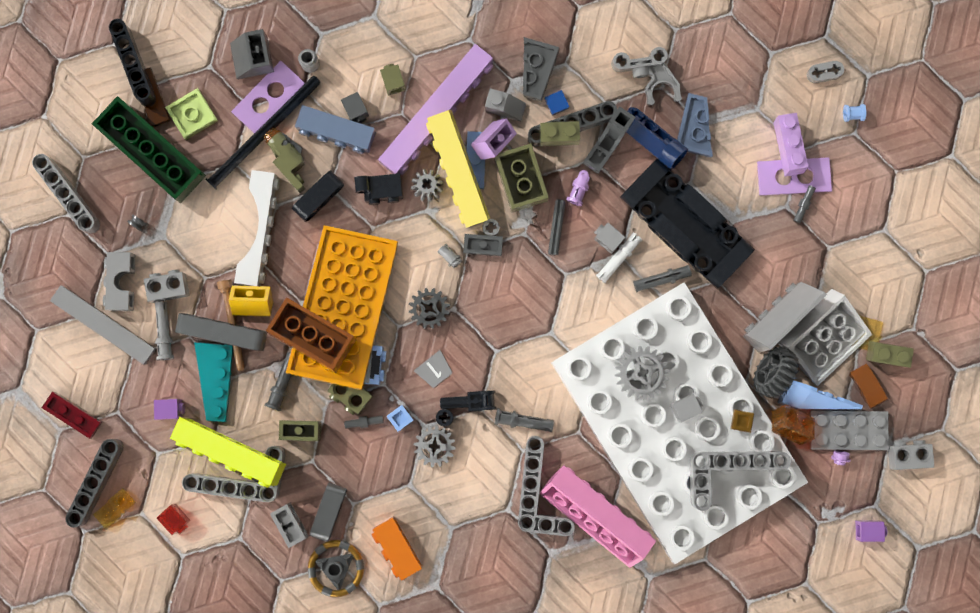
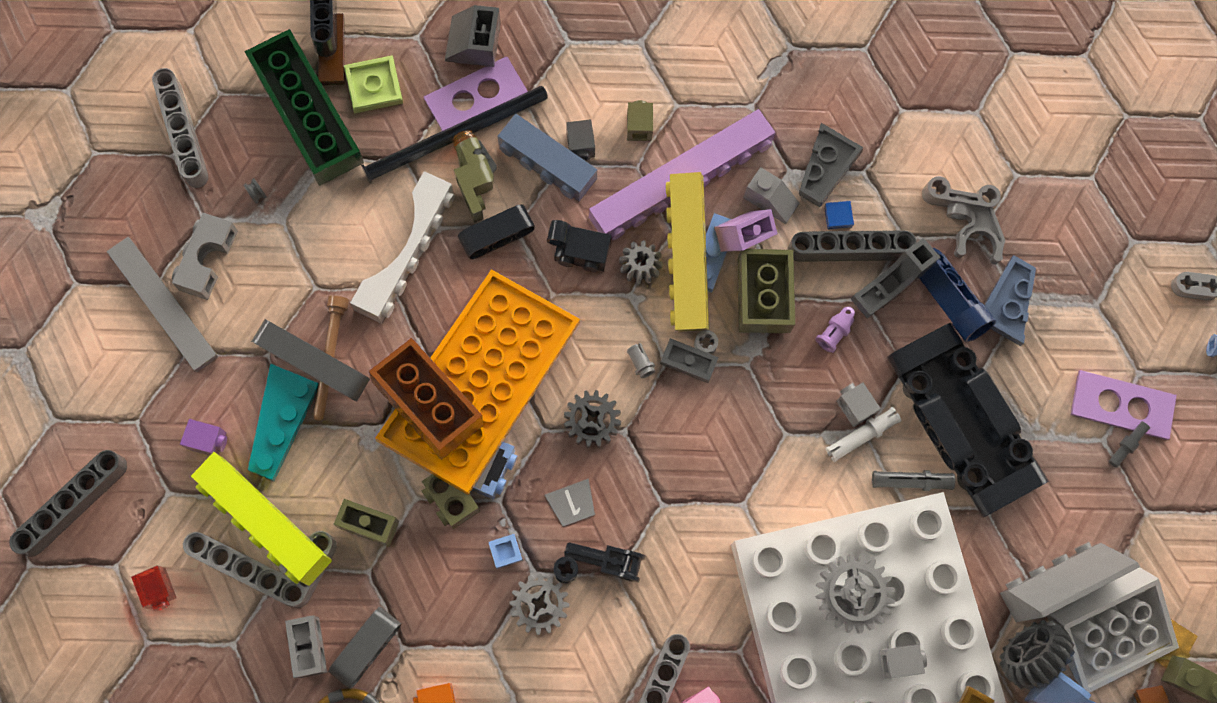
camera: 10 degrees right, 10 degrees down
(71, 415) = (75, 405): dark red plate -> none
(114, 508) = (81, 548): clear yellow slope -> none
(164, 340) = (232, 348): light grey pin -> none
(166, 292) = (259, 287): light grey brick -> none
(251, 300) = (363, 333): yellow brick -> none
(278, 391) = (358, 462): dark grey pin -> none
(306, 56) = (542, 65): light grey brick -> none
(363, 422) = (455, 541): dark grey bar -> none
(514, 419) = (658, 603): dark grey pin -> none
(556, 227) = (792, 369): dark grey axle -> none
(559, 133) = (834, 248): olive brick -> none
(790, 144) = (1131, 361): lavender brick -> none

